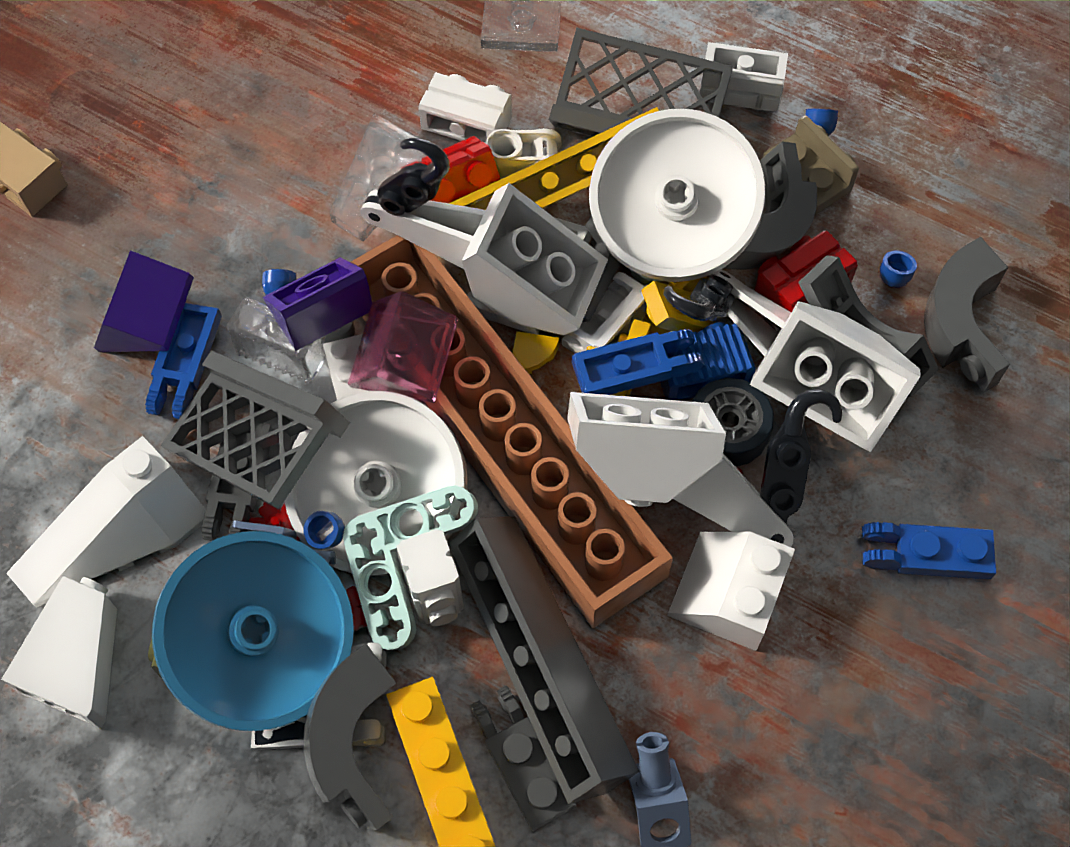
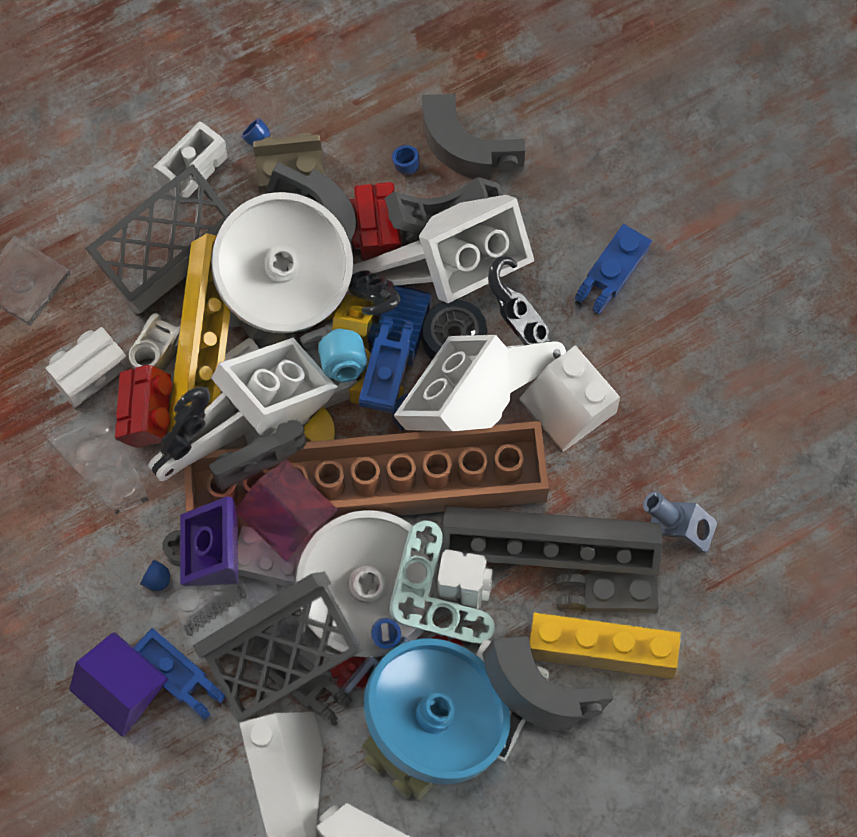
camera: 60 degrees left, 5 degrees up
(445, 288) = (258, 455): none -> dark grey hinge
(615, 312) = (342, 355): none -> medium azure head

